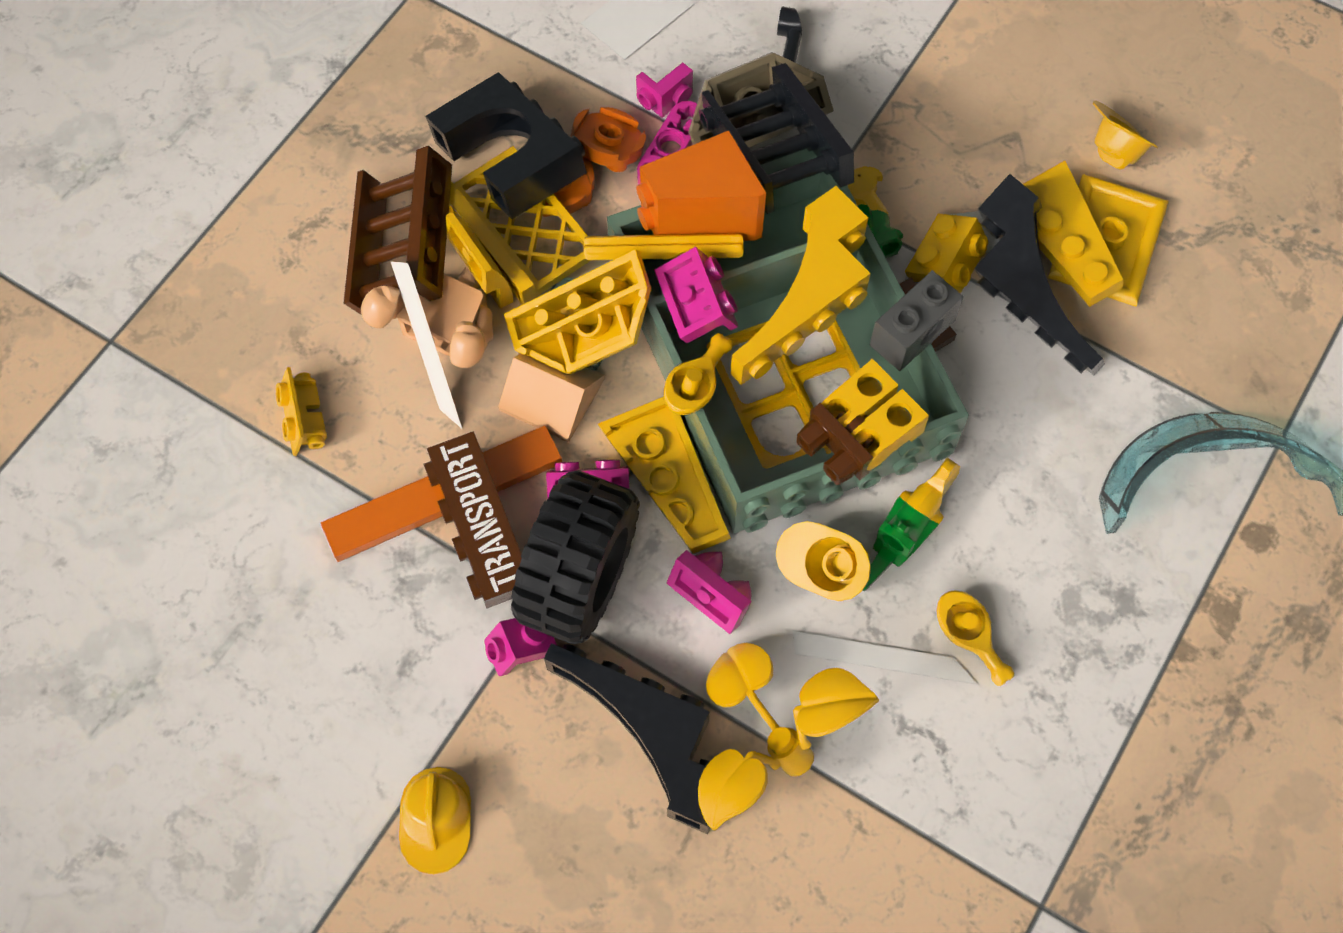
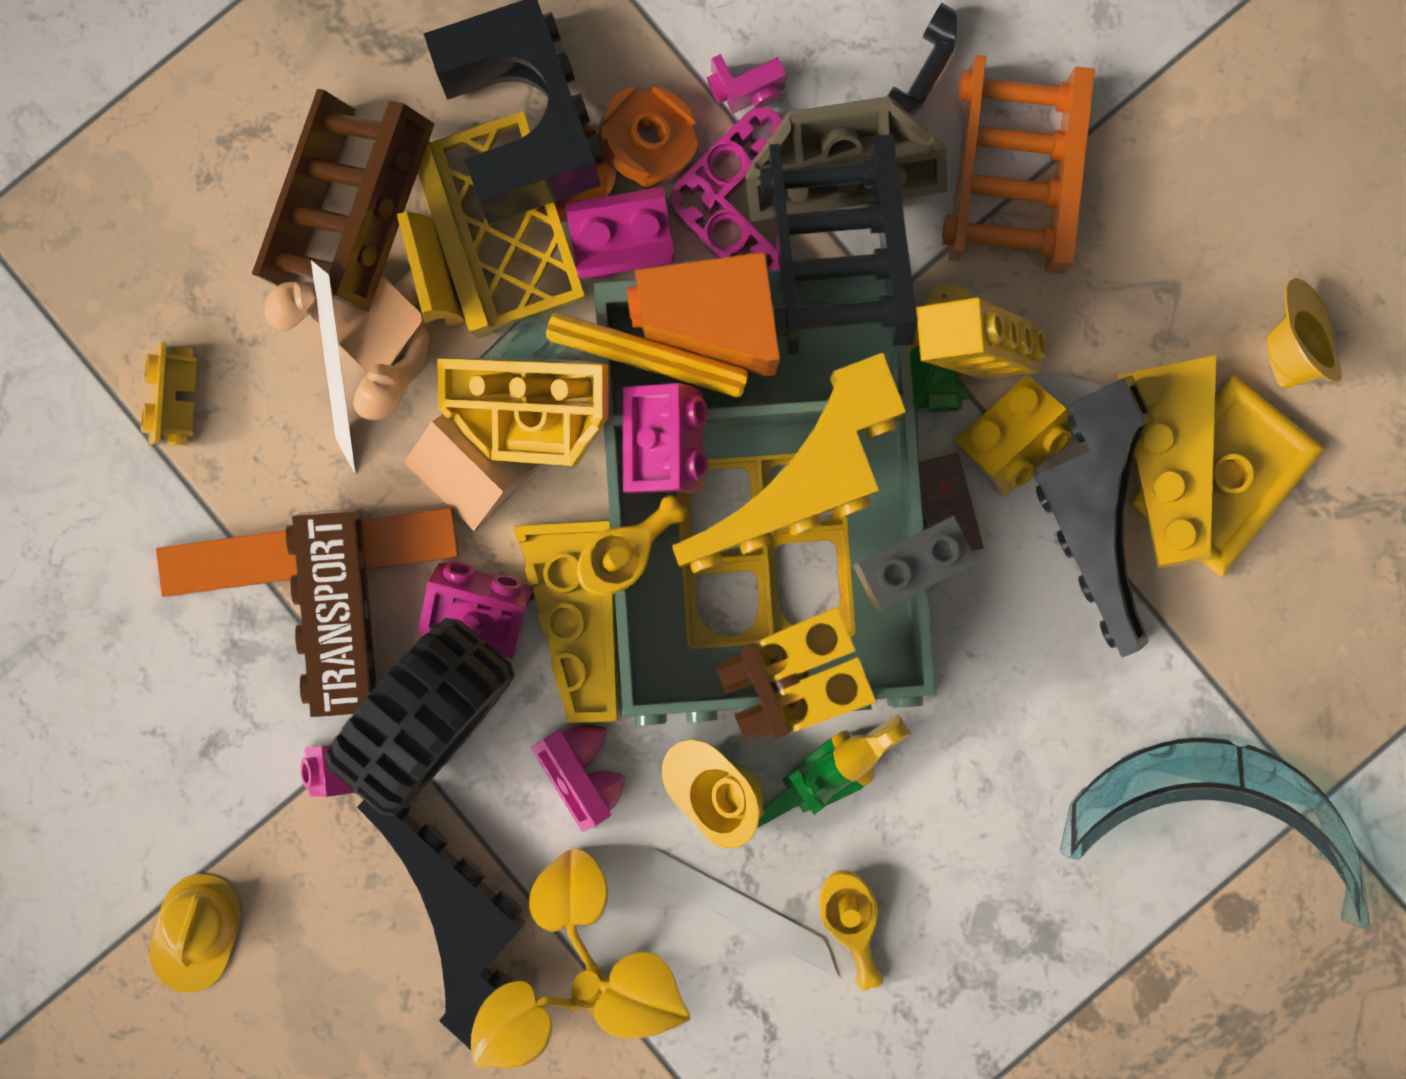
camera: 20 degrees right, 20 degrees up
(603, 198) = (620, 233): none -> dark pink bracket
(900, 173) = (979, 339): none -> yellow brick
(903, 66) = (1065, 146): none -> orange fence

